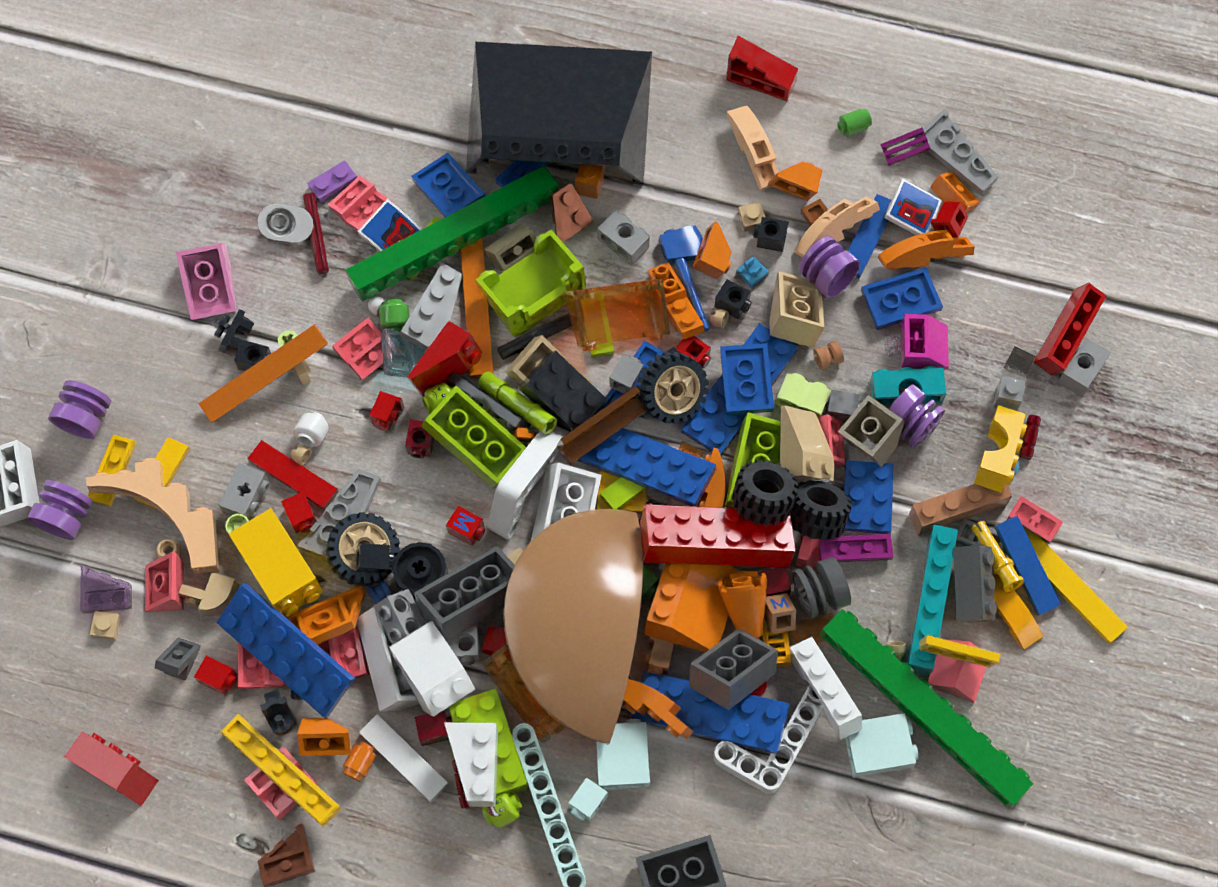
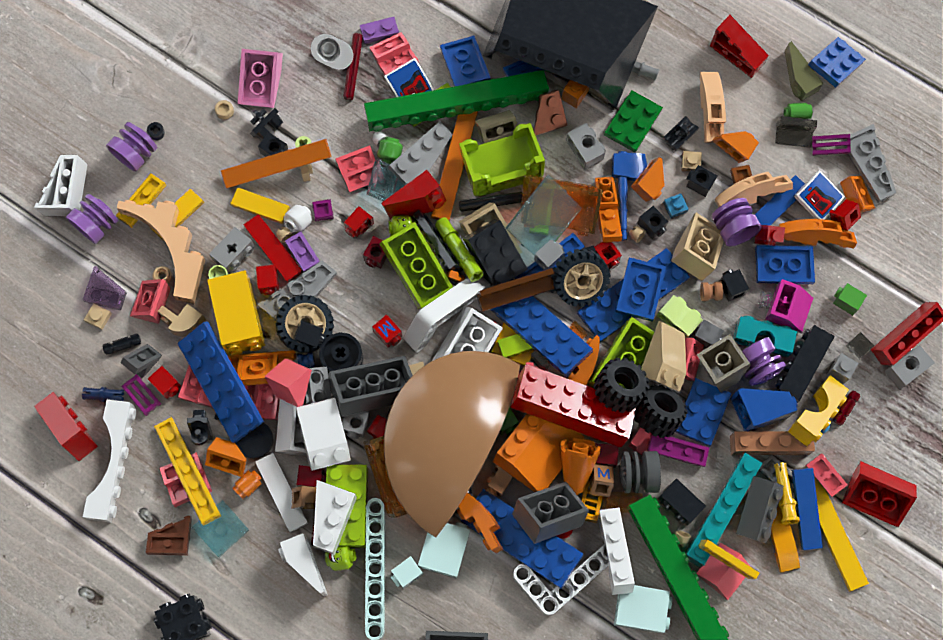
camera: 15 degrees right, 5 degrees up
(94, 382) = (160, 134): none -> black bush
(144, 715) = (102, 394): none -> dark blue pin
(146, 648) = (121, 344): none -> black axle
(177, 332) = (224, 109): none -> tan tile
(186, 844) = (101, 502): none -> white arch
(208, 710) = (151, 407): none -> magenta tile
(257, 429) = (259, 205): none -> yellow tile
(330, 466) = (302, 251): none -> medium lavender plate
(337, 410) = (323, 210): none -> magenta tile
(347, 829) = (223, 531): none -> clear light blue plate
(353, 708) = (256, 442): none -> black tile
(370, 621) = (289, 381): none -> coral slope
(435, 752) = (303, 497): none -> medium nougat brick
(456, 827) = (299, 555): none -> white slope
(604, 331) = (543, 216): none -> clear light blue piece
(662, 130) = (645, 70): none -> light grey axle
(668, 192) = (633, 121): none -> green plate
(728, 188) = (680, 133): none -> black hips
(844, 81) = (802, 77): none -> olive slope
(852, 339) = (733, 284): none -> black brick
(859, 145) = (795, 131): none -> clear smoke panel
(872, 270) = (770, 235): none -> red brick
(878, 52) = (836, 62): none -> plate
(881, 607) = (681, 502): none -> black brick
(934, 467) = (762, 407): none -> blue slope
(964, 403) = (805, 363): none -> black brick
(988, 312) = (849, 298): none -> bright green brick
(1103, 521) = (880, 494): none -> red slope

